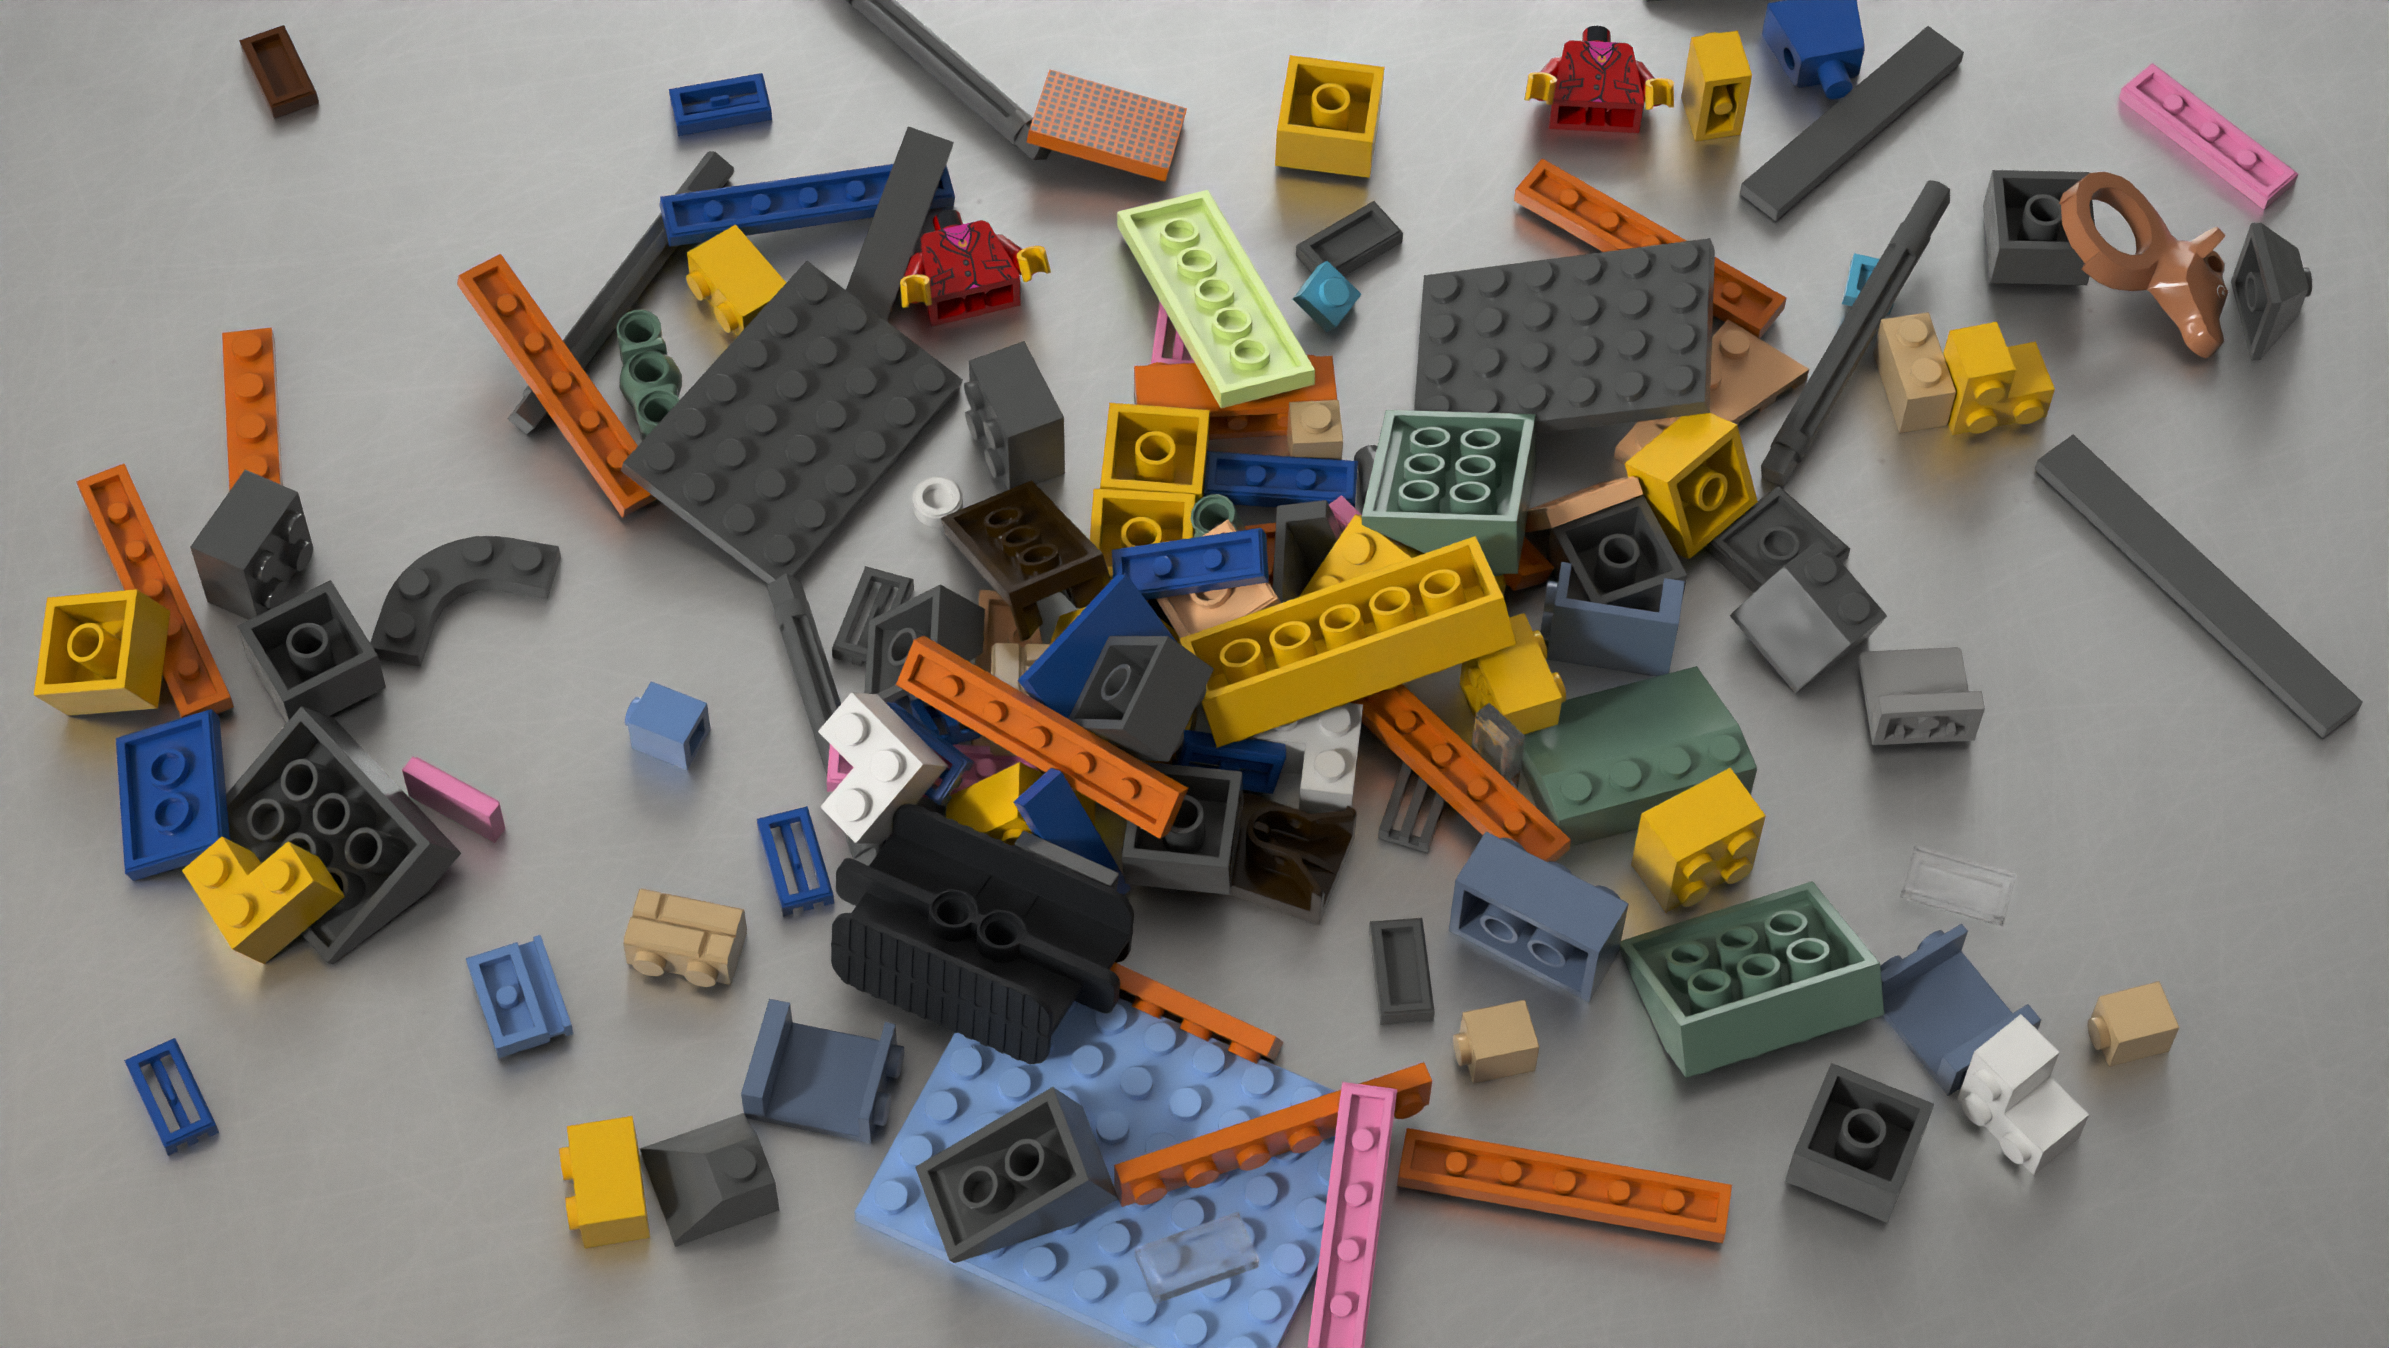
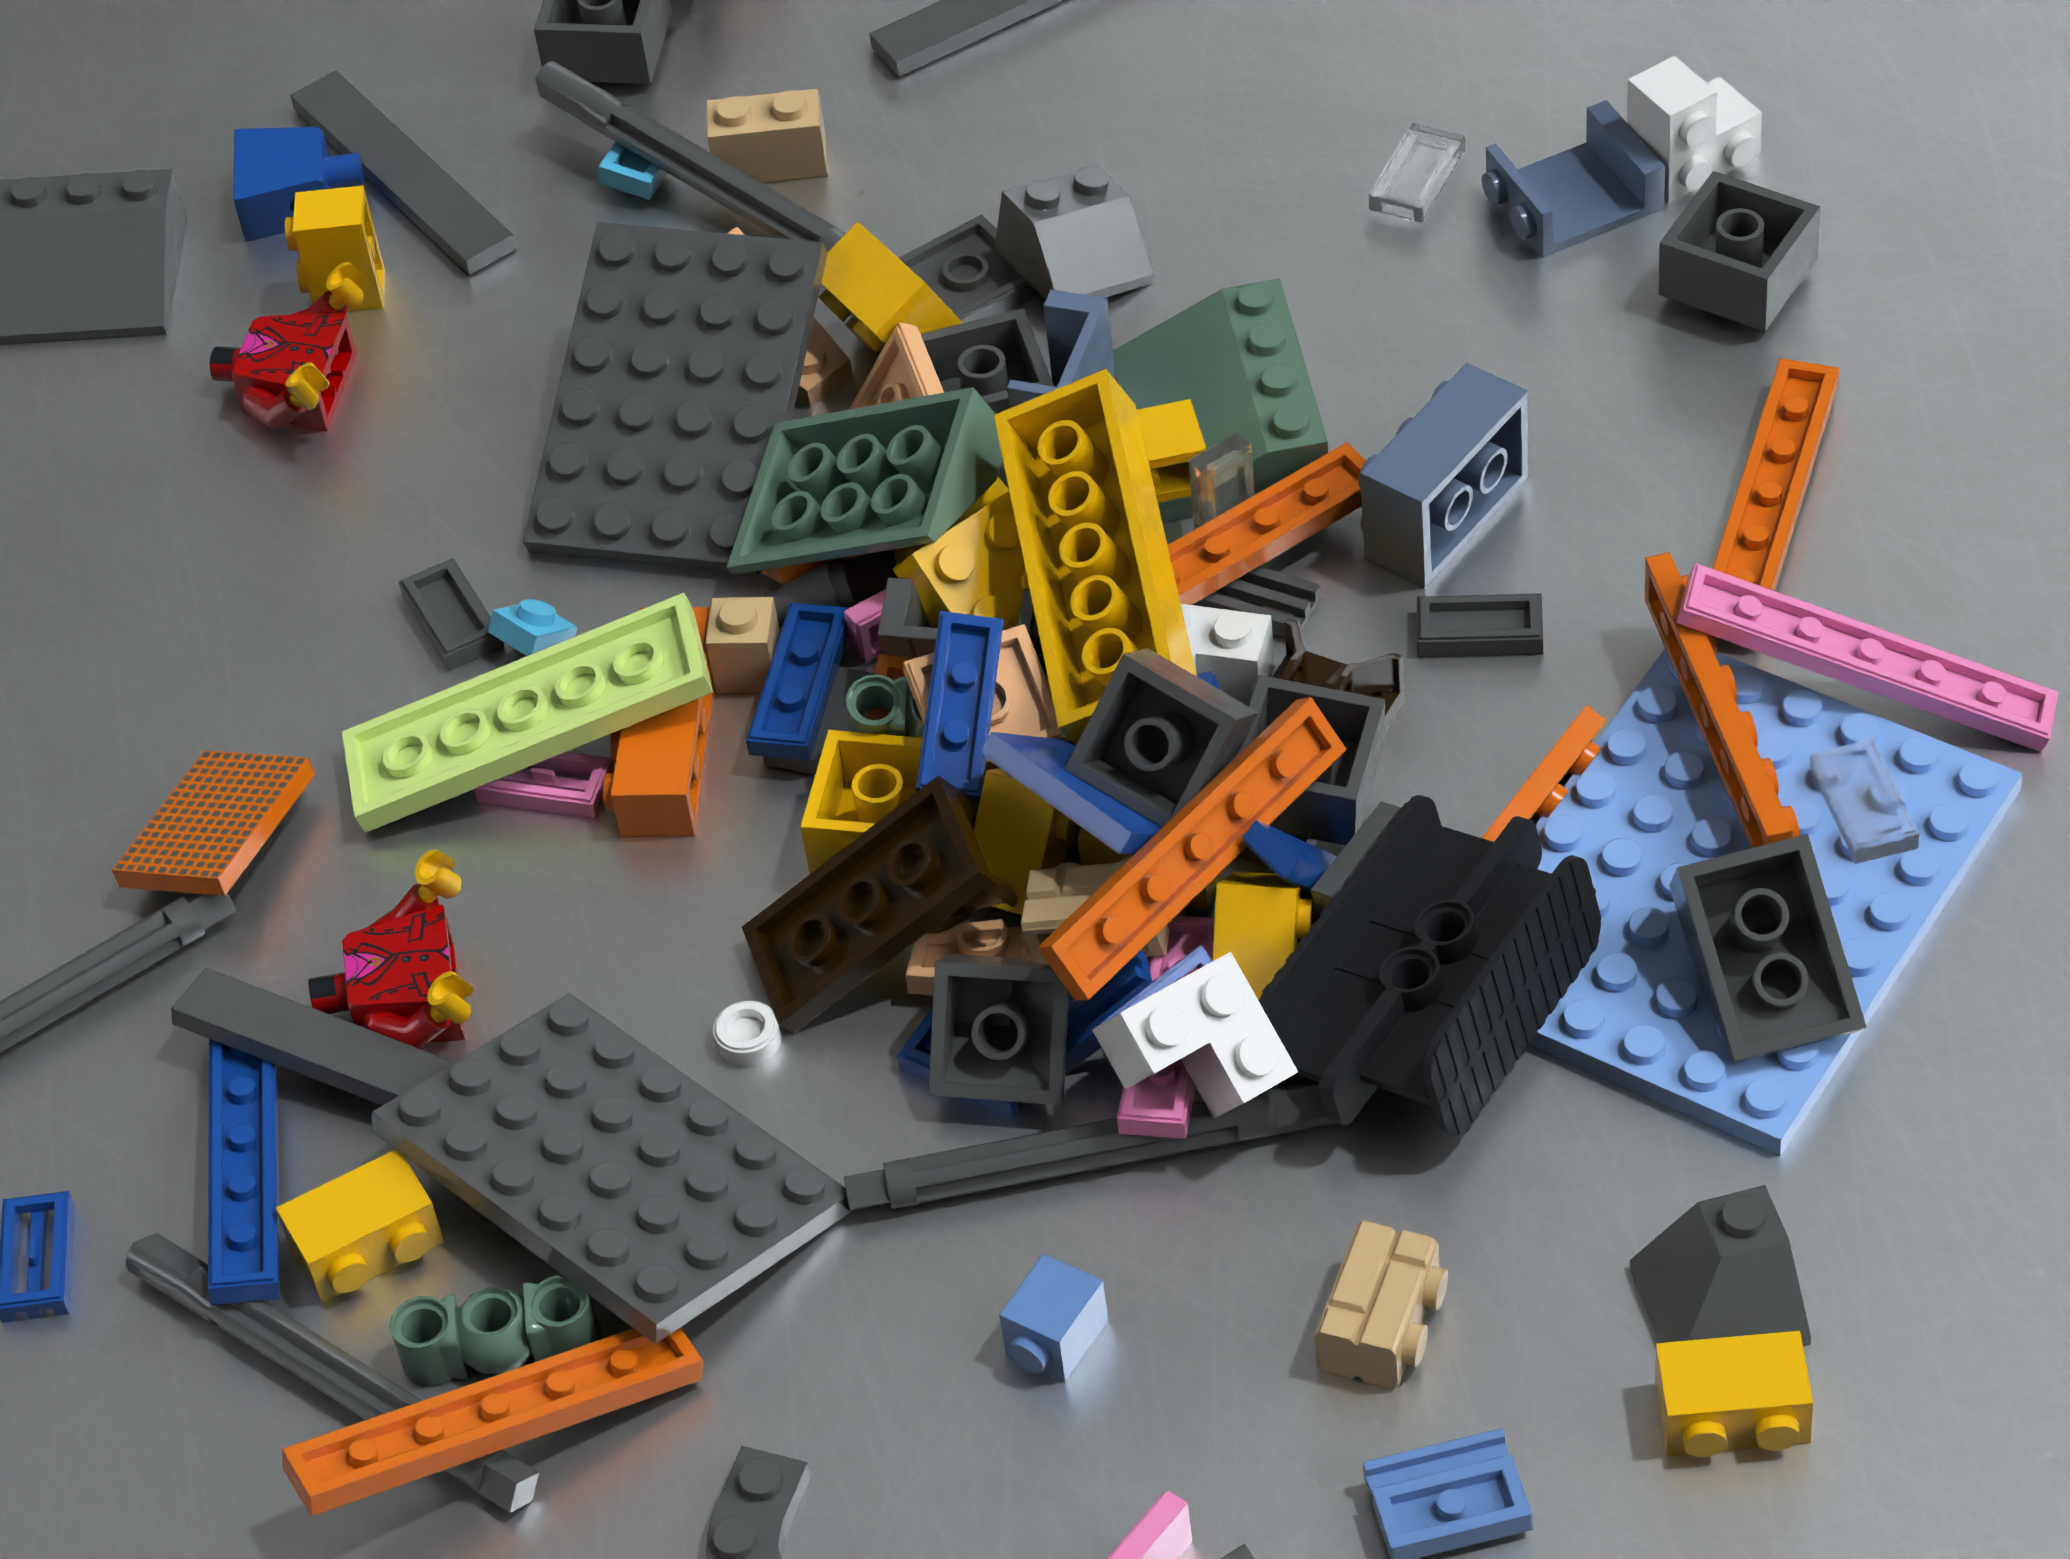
camera: 75 degrees left, 10 degrees down
(805, 897) = (1268, 1206): blue tile -> none
(820, 1077) = (1587, 1167): sand blue panel -> none
(842, 645) = (906, 1114): dark grey tile -> none
(1015, 417) = (662, 914): dark grey brick -> none
(1155, 449) = (749, 789): yellow brick -> none
(1329, 116) = (272, 598): yellow brick -> none
(1497, 1042) = (1588, 536): tan brick -> none
(1614, 227) = (489, 377): orange plate -> none
(1698, 841) = (1362, 338): yellow brick -> none
(1753, 978) = (1528, 311): sand green slope -> none
(1919, 696) = (1186, 176): light grey bracket -> none
(1994, 381) = (802, 57): yellow brick -> none
(2133, 1024) = (1601, 51): tan brick -> none

